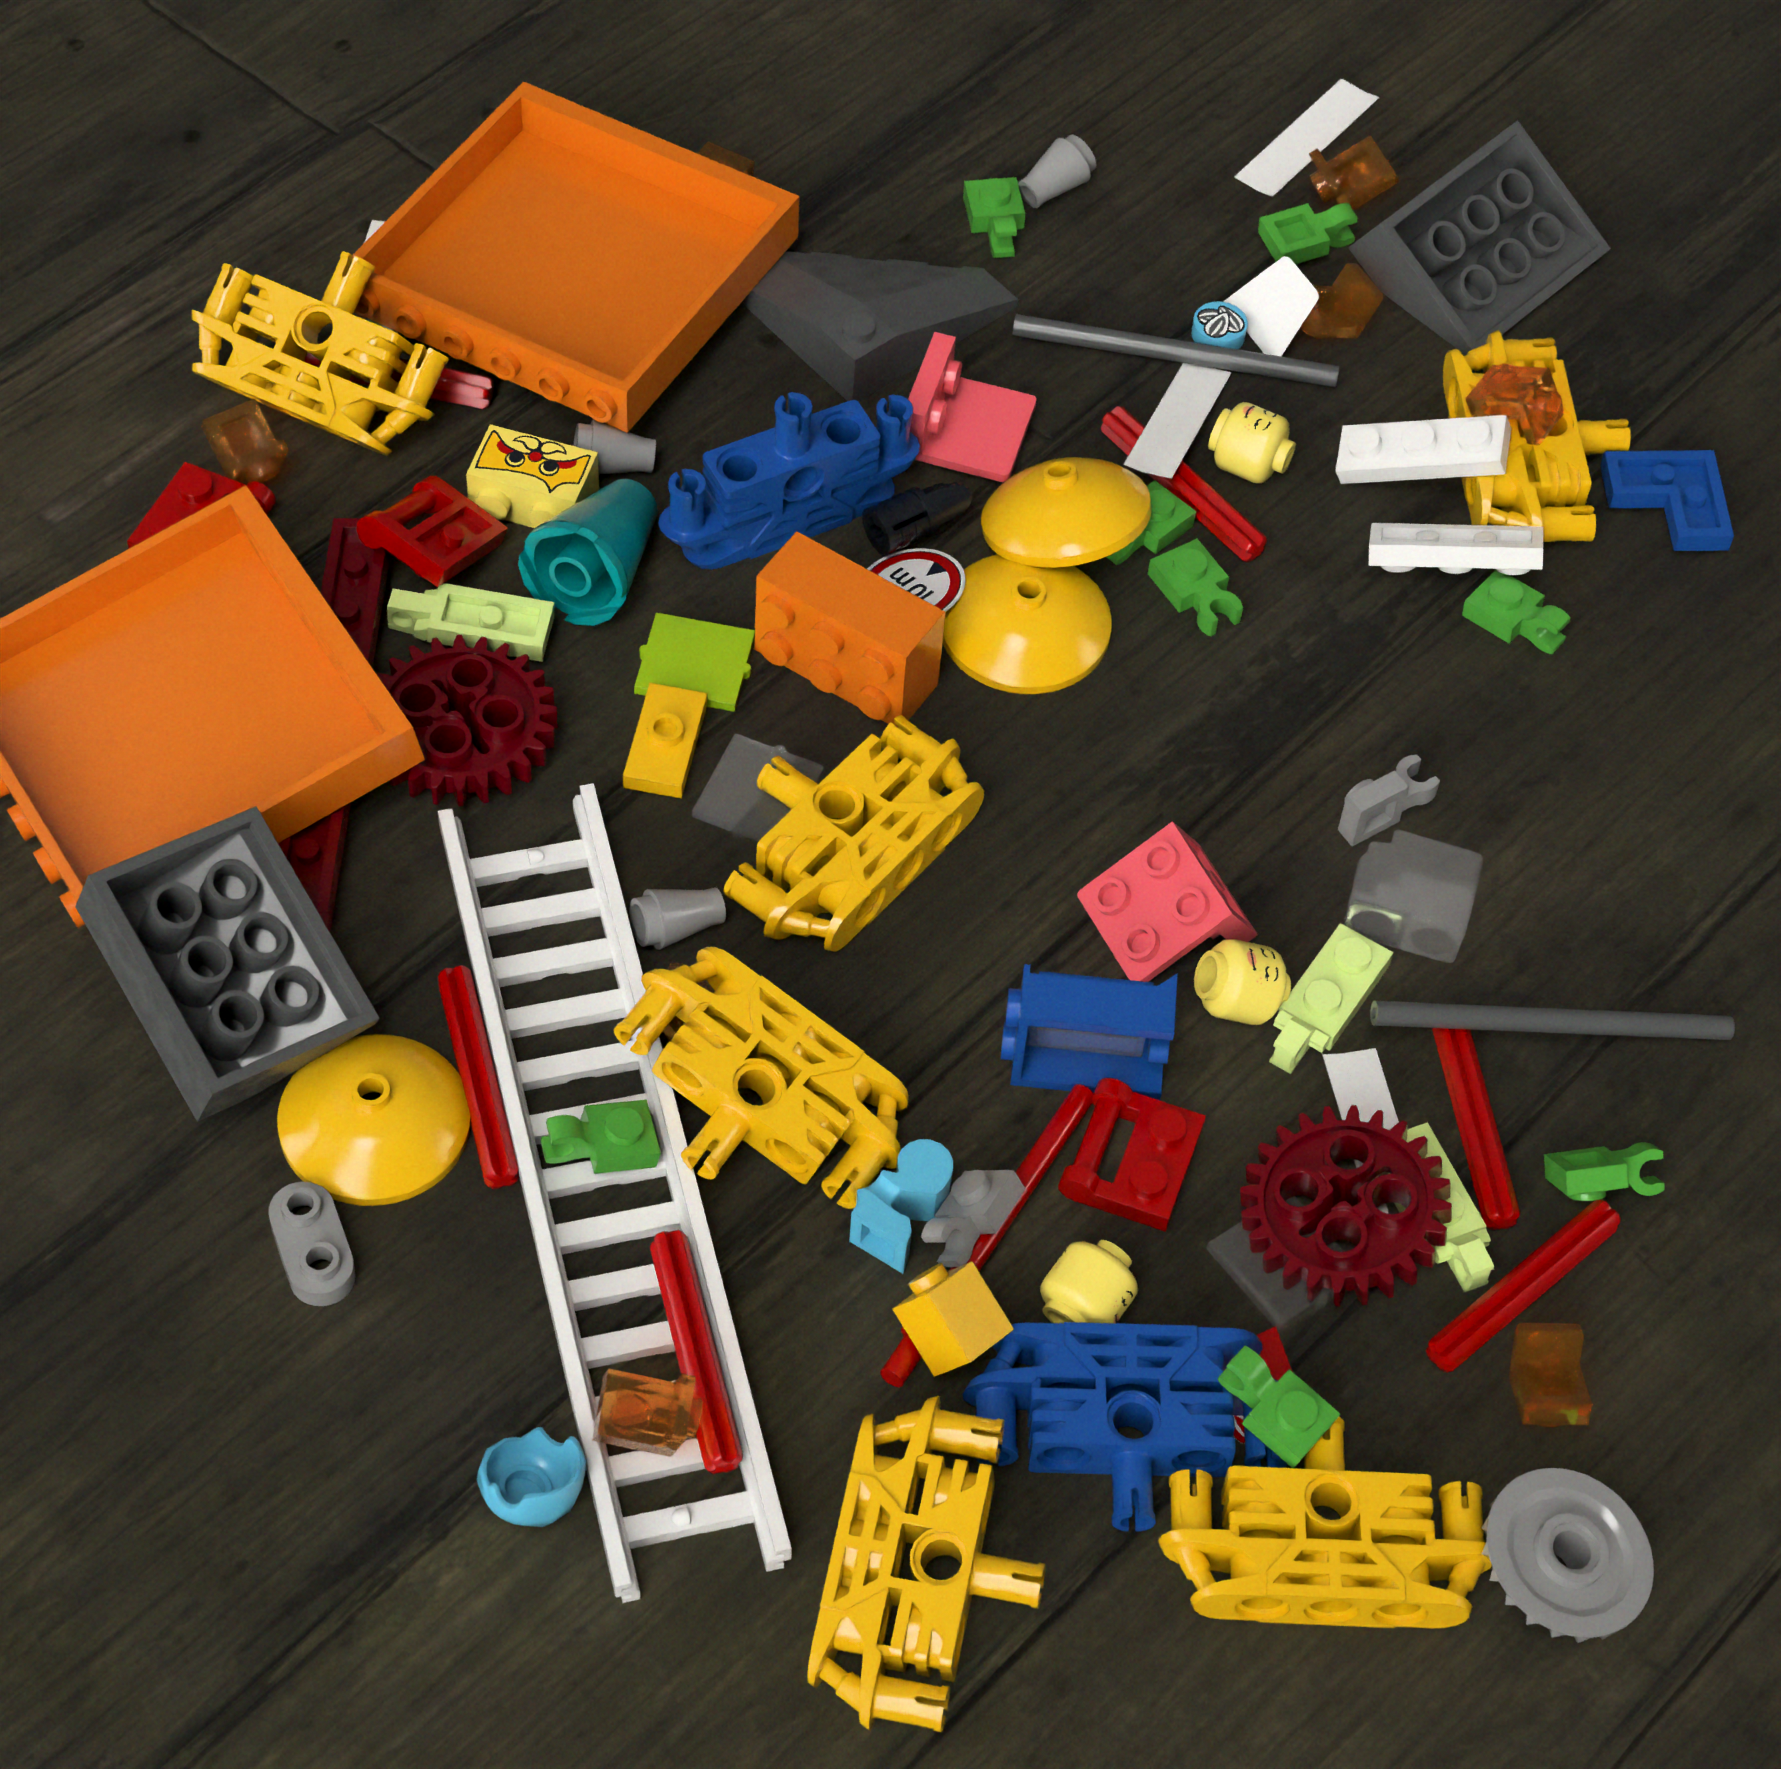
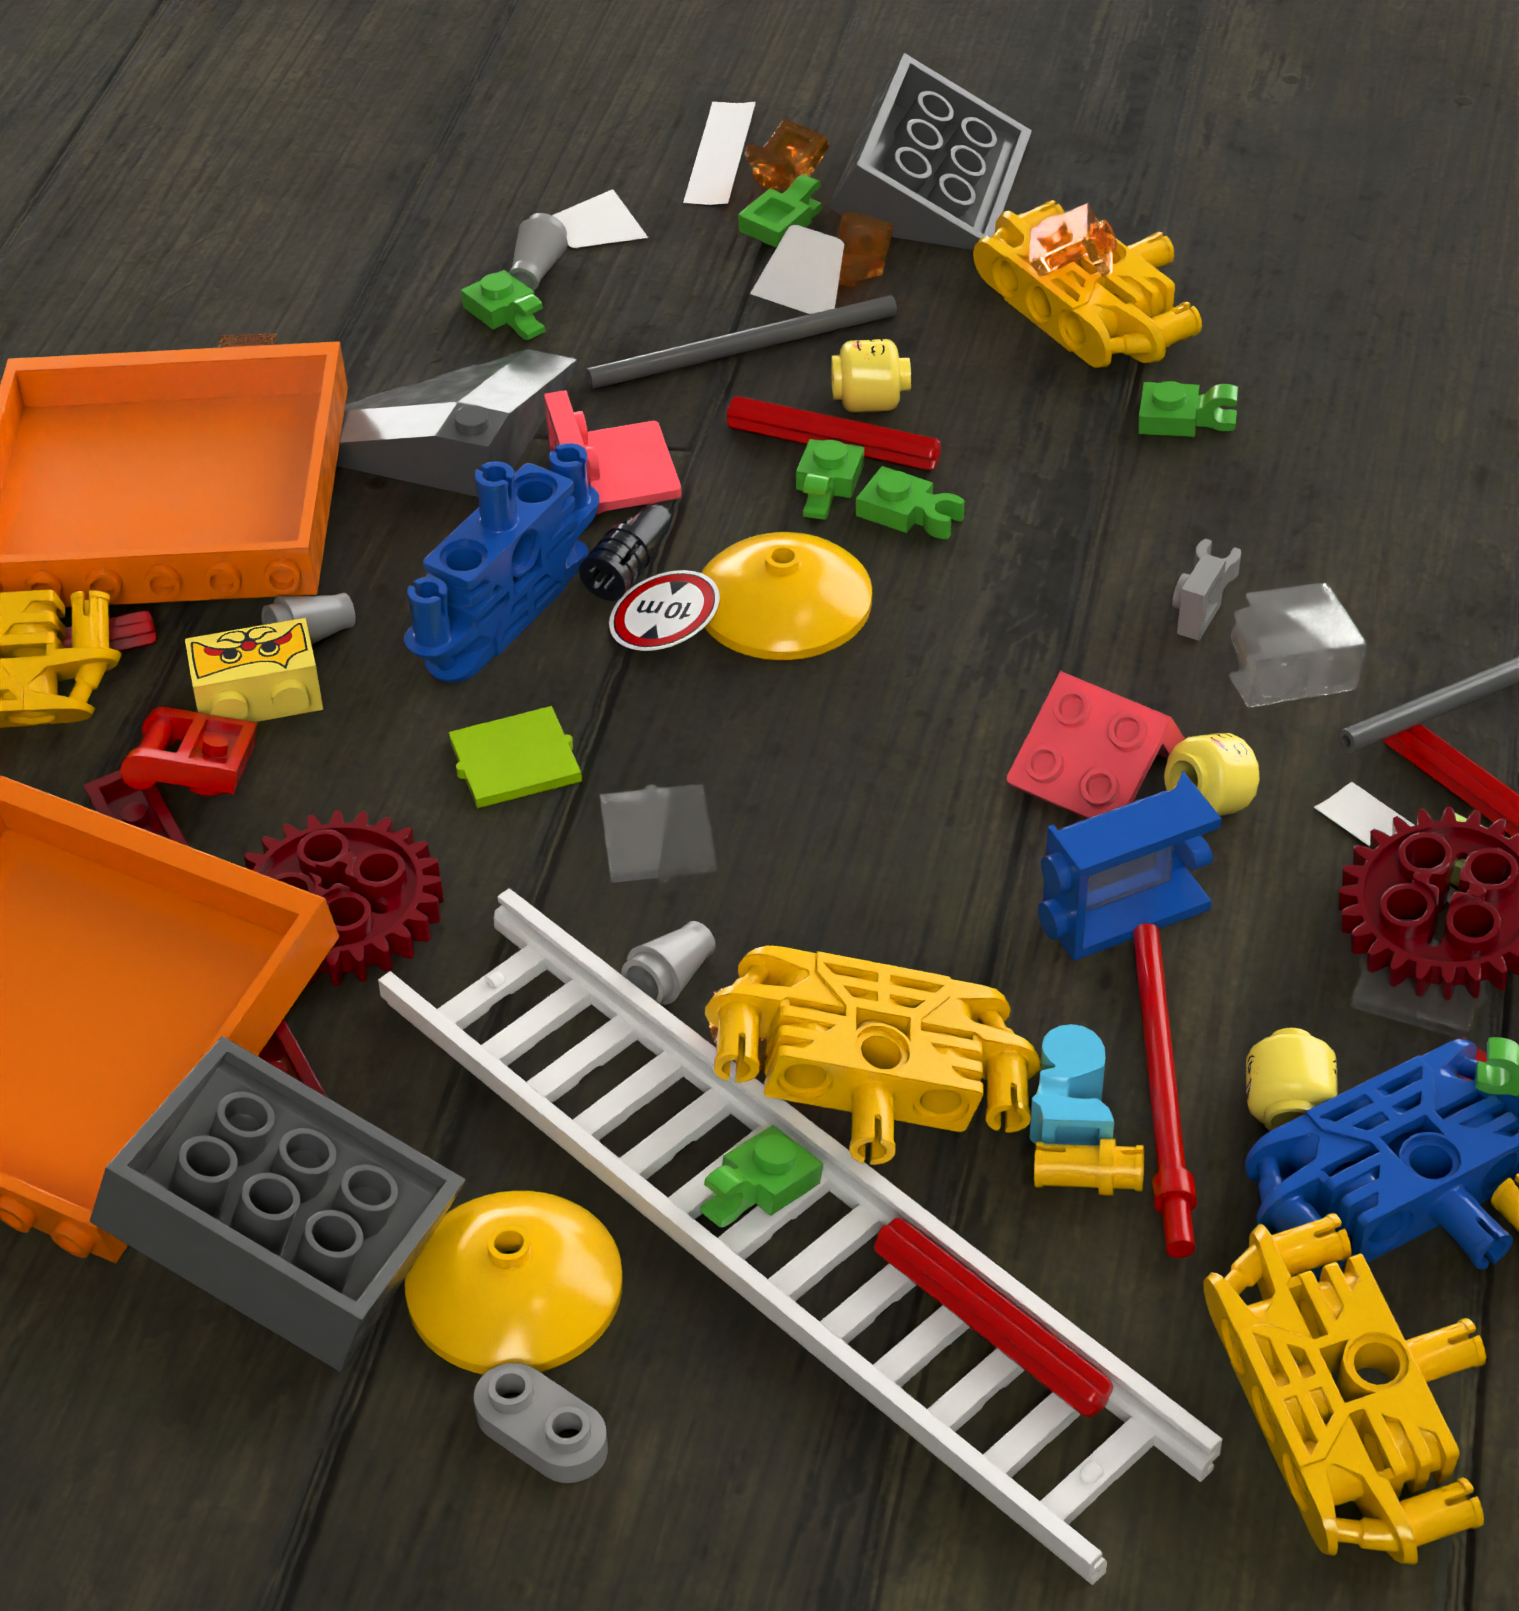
camera: 25 degrees left, 10 degrees down
(473, 614) = (267, 806): yellowish green hinge -> none
(478, 1077) = (584, 1185): red axle -> none
(532, 1478) = (933, 1511): medium azure hair -> none
(590, 552) = (359, 708): teal cone -> none
(646, 1412) = (1001, 1387): clear orange bracket -> none
(665, 740) = (540, 829): yellow plate -> none
(848, 630) = (650, 655): orange brick -> none
(880, 1274) = (1090, 1166): none -> yellow pin
(883, 838) = (779, 822): yellow piece -> none
(951, 1317) = (1206, 1159): yellow brick -> none
(974, 1207) = (1138, 1066): light grey plate -> none
(1066, 512) = (758, 490): yellow dish -> none
(1142, 162) = (599, 222): none -> white sticker
(1152, 1163) = (1250, 955): red plate -> none
(1177, 420) = (792, 387): white sticker -> none
(1219, 325) = (765, 306): tile -> none
(1328, 995) = (1284, 747): yellowish green hinge -> none
(1423, 449) = (1018, 318): white plate -> none
(1456, 547) = (1102, 379): white plate -> none
(1679, 482) = (1235, 263): blue plate -> none

